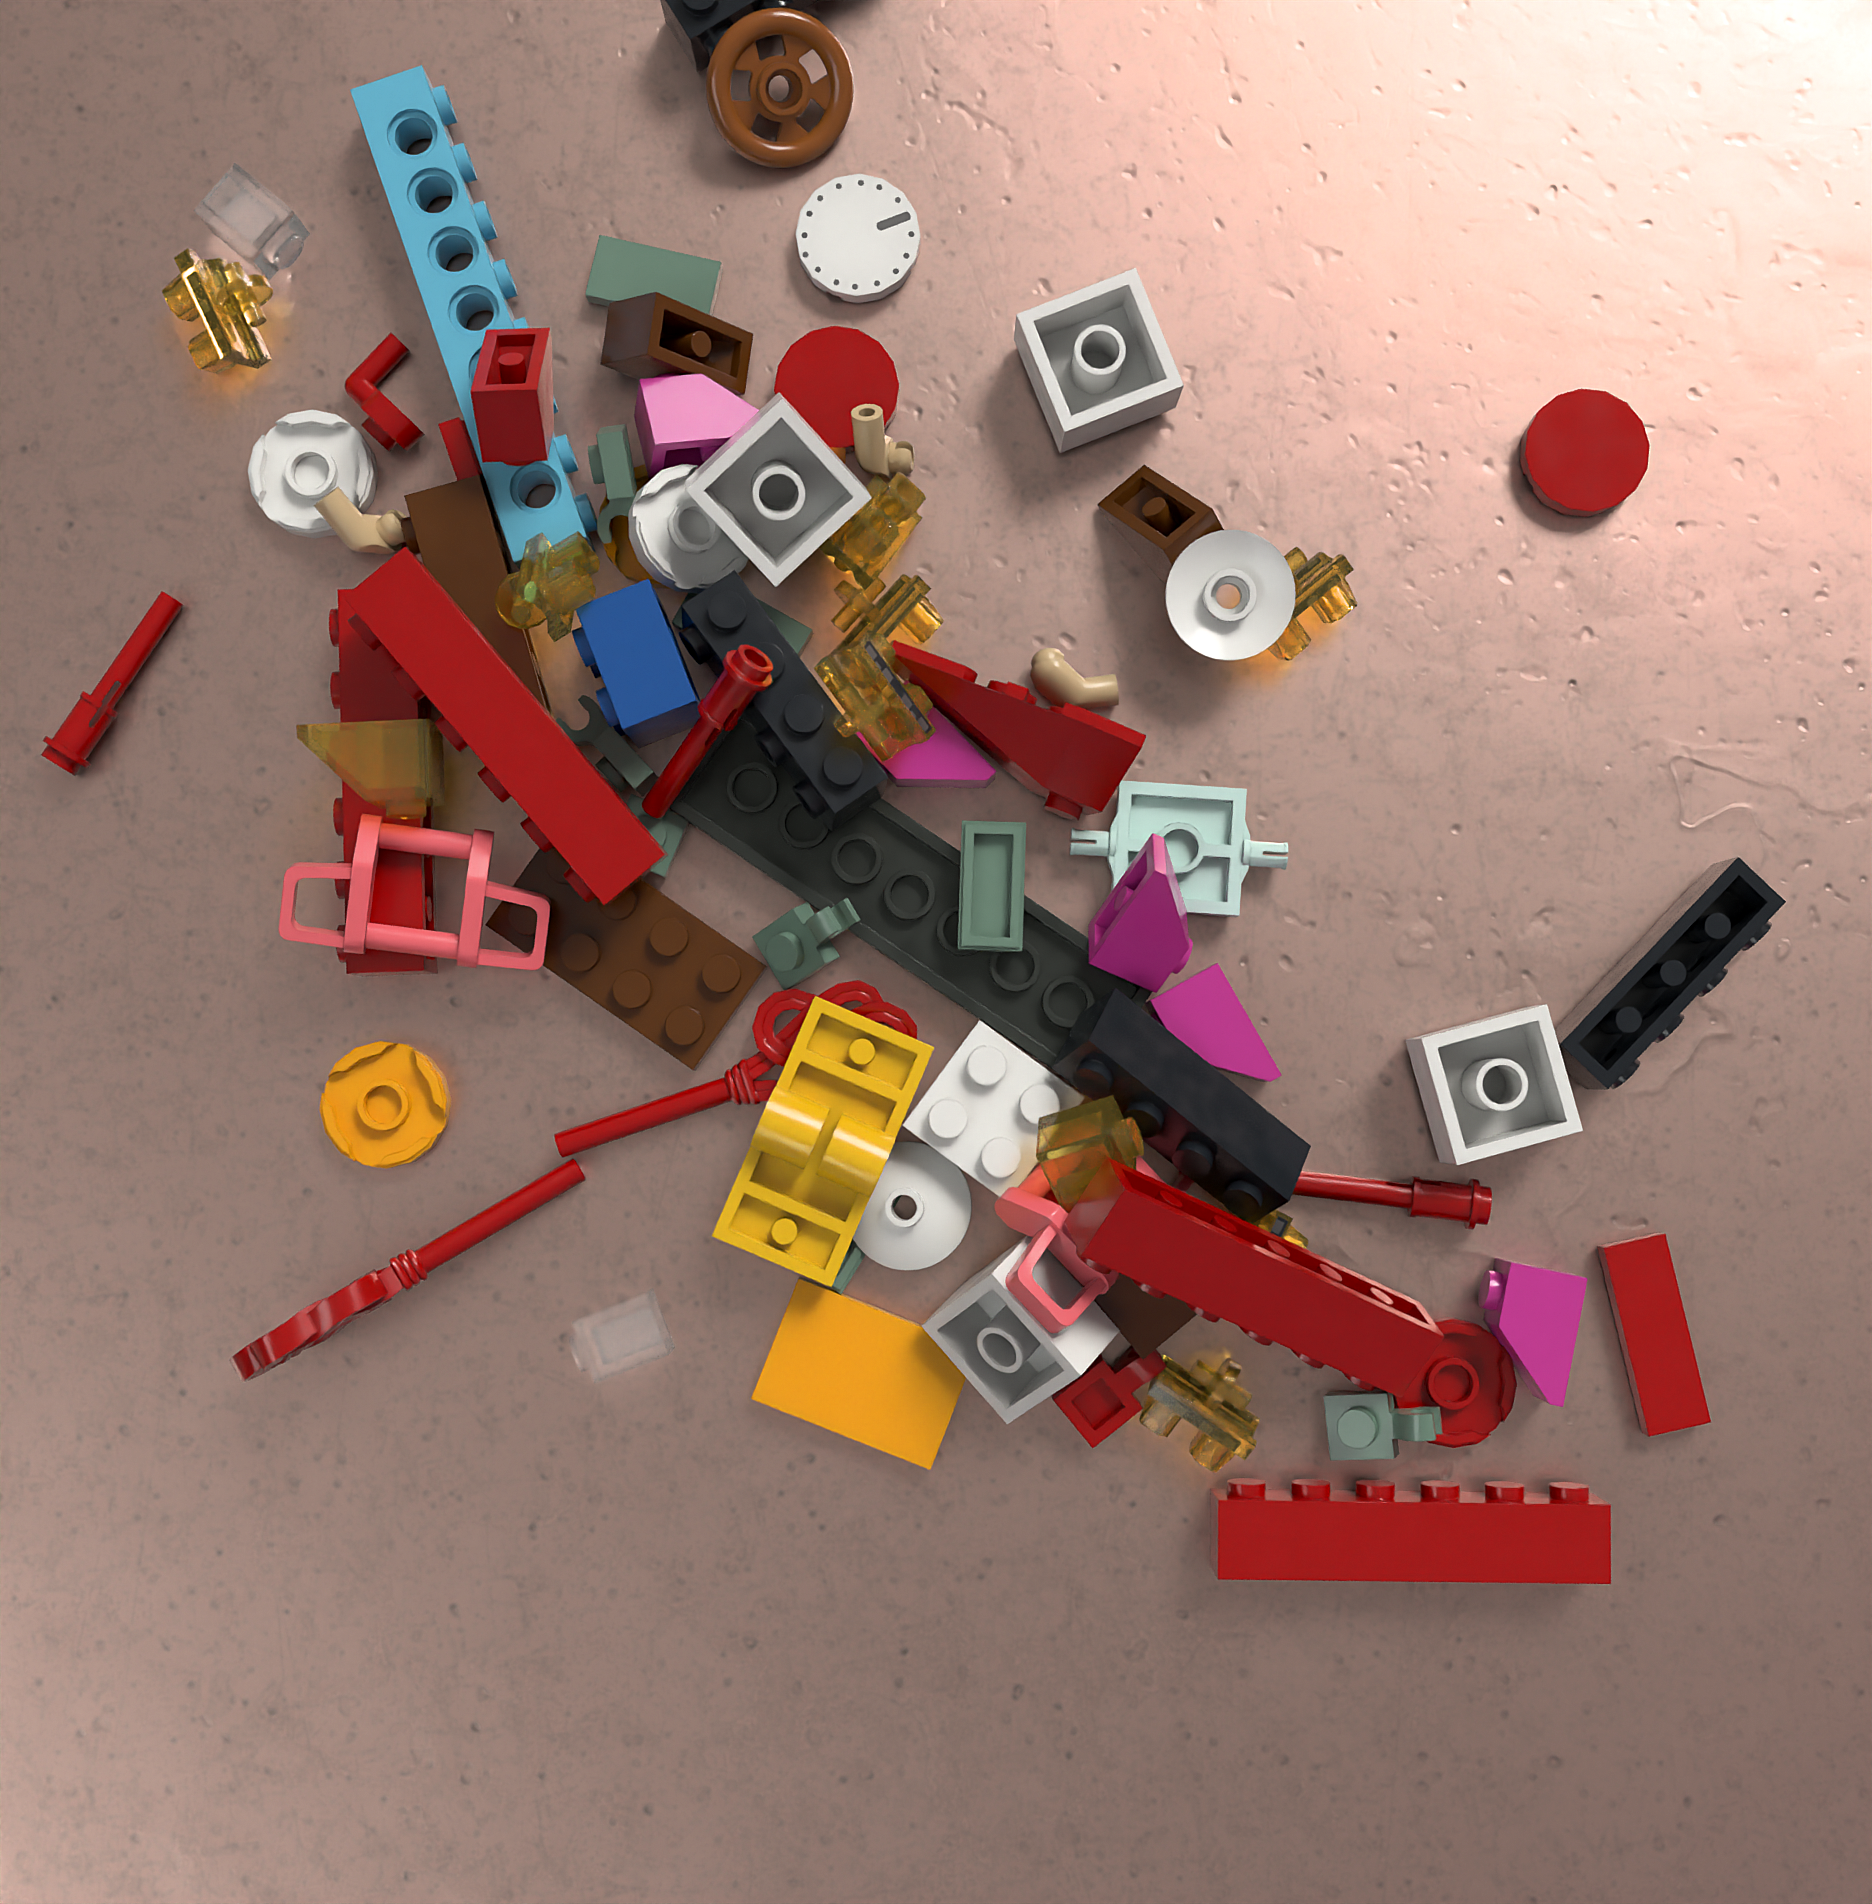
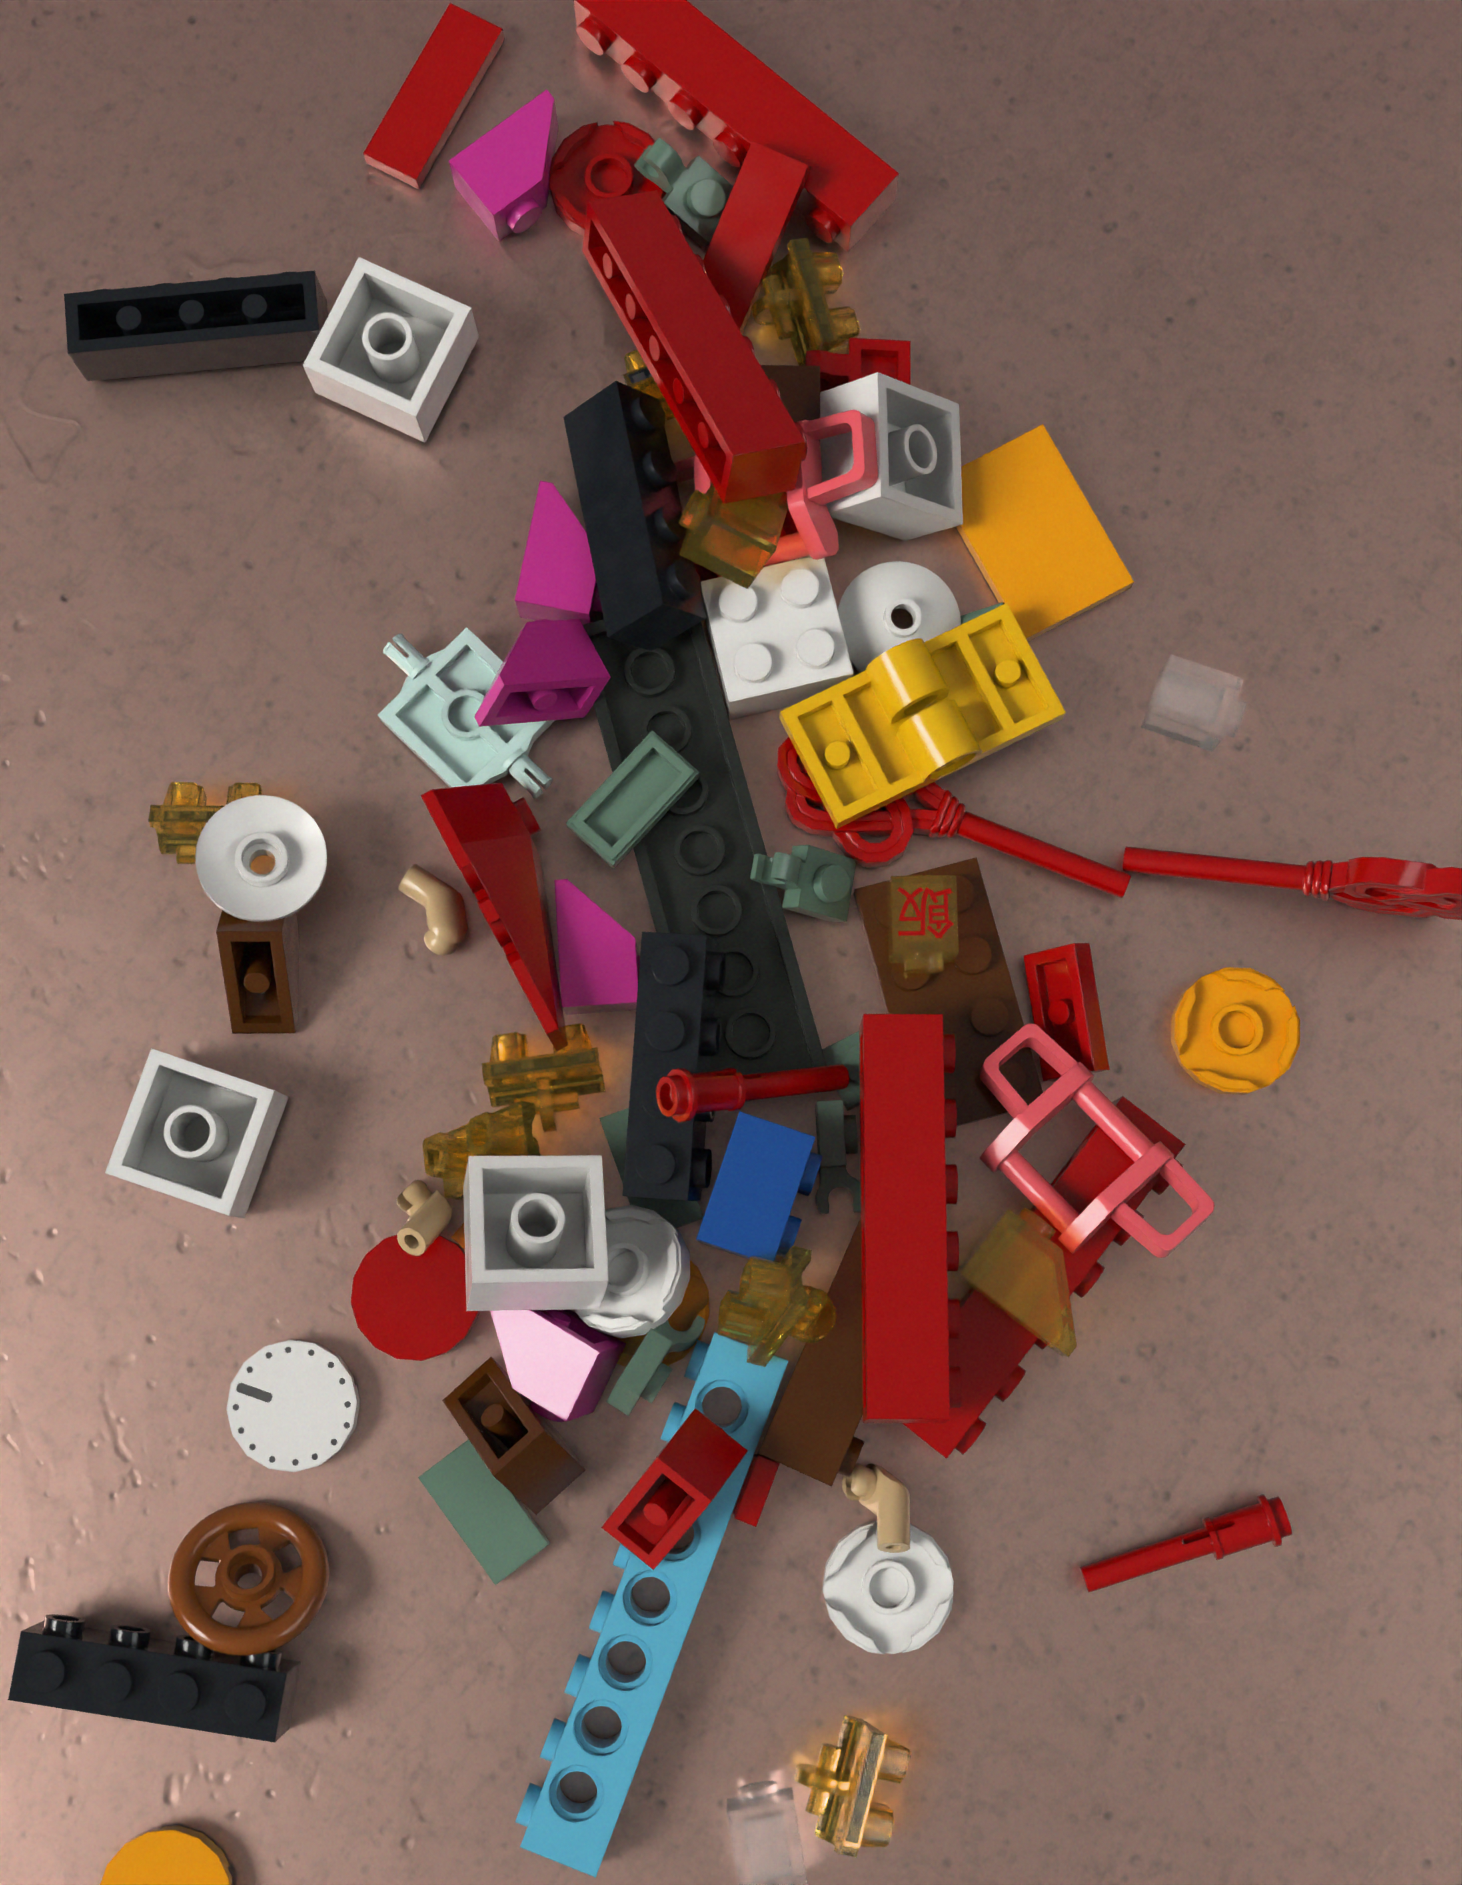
camera: 135 degrees left, 5 degrees down
(385, 420) = (794, 1573): red plate -> none
(526, 1010) = (1067, 1005): none -> red plate
(685, 974) = (922, 922): none -> clear yellow brick
(875, 698) = (601, 1000): clear yellow hips -> none
(1295, 1428) = (753, 226): none -> red tile
(1421, 1197) = (511, 317): red pin -> none

